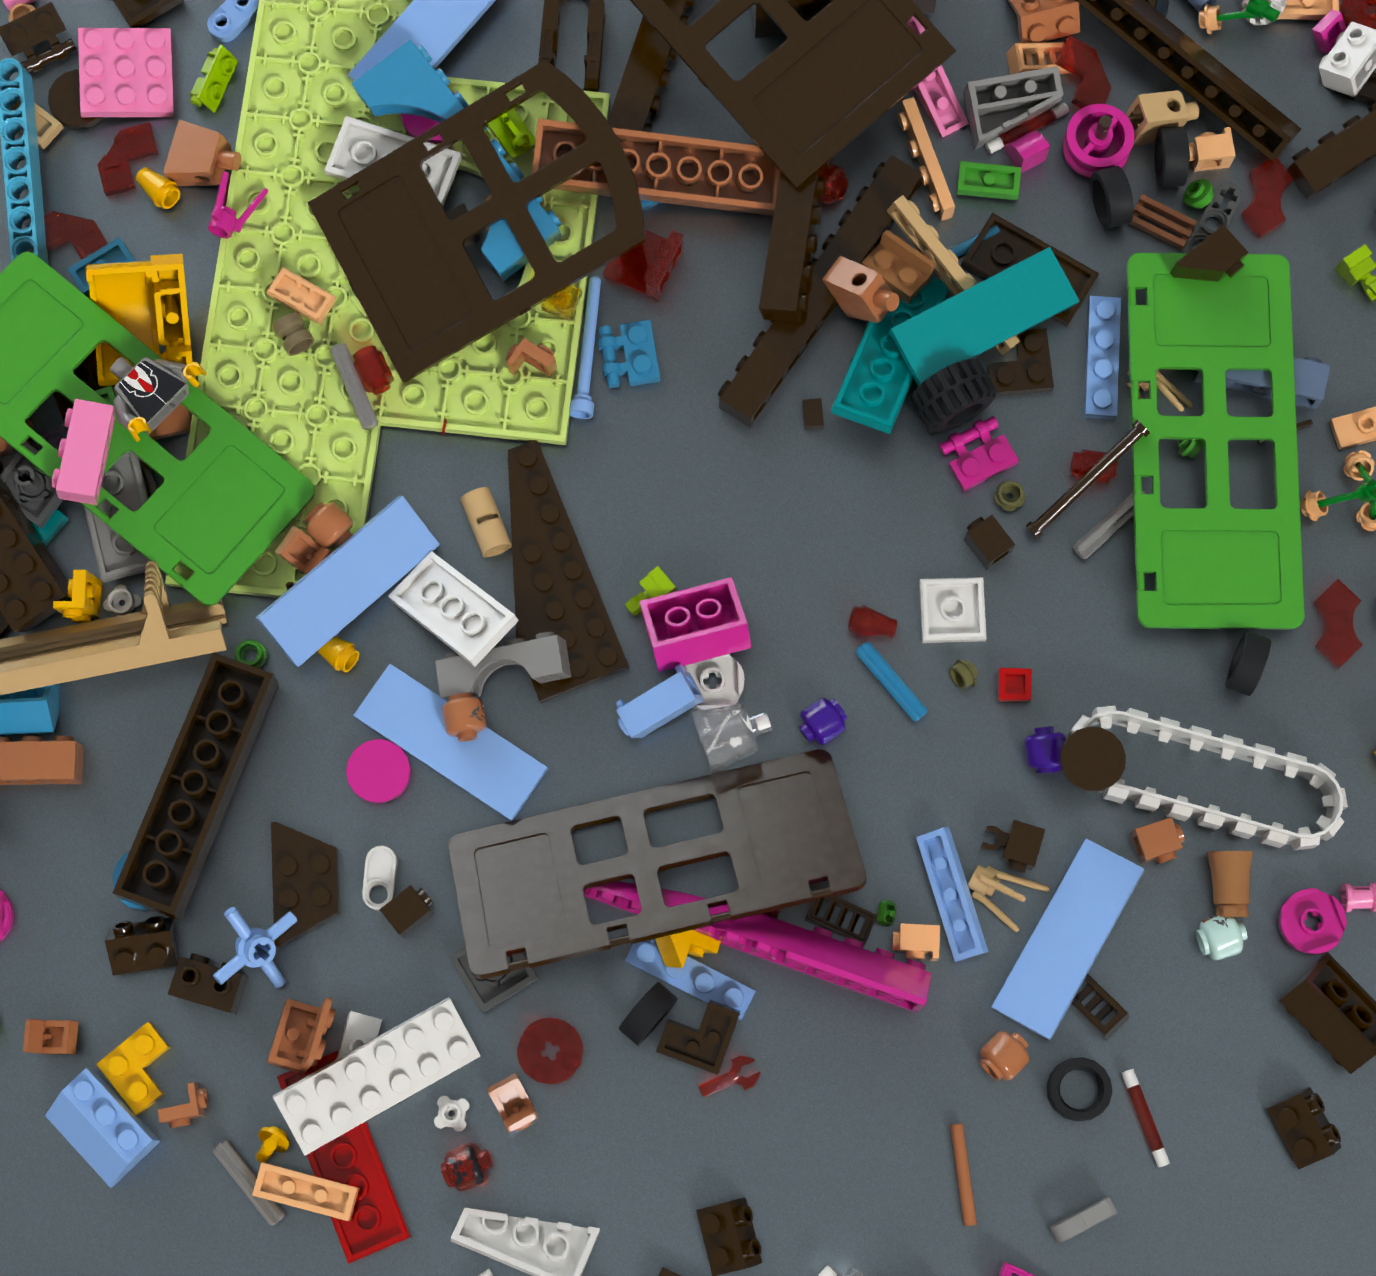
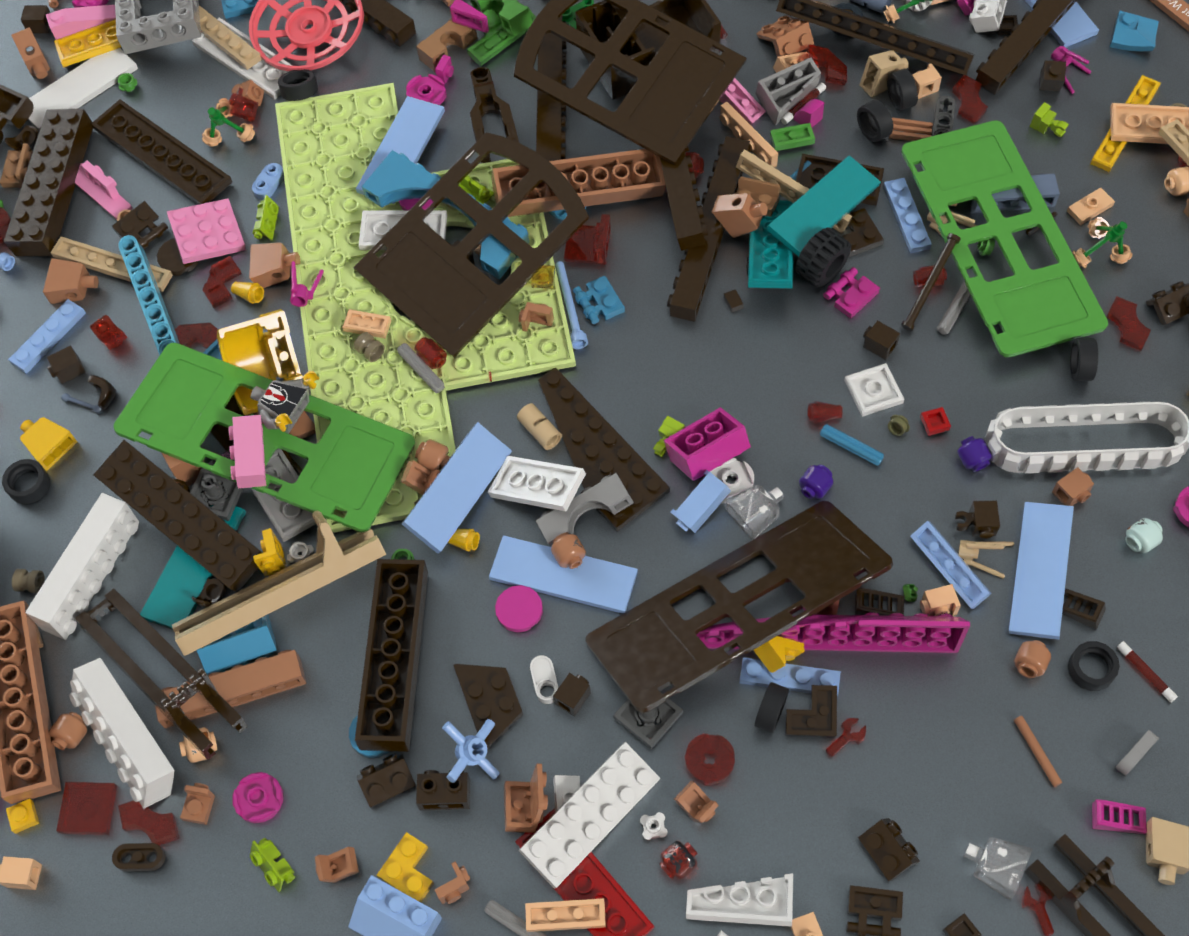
camera: 15 degrees left, 15 degrees down
(273, 1140) = (527, 888): yellow plate -> none
(1013, 488) = (883, 305): olive plate -> none
(1092, 759) = (1011, 441): dark brown tile -> none
(1097, 139) = (850, 92): dark pink wheel -> none
(1198, 193) = (927, 107): bright green plate -> none
(1213, 258) = (955, 130): dark brown slope -> none
(1231, 882) = (1134, 496): medium nougat plant -> none

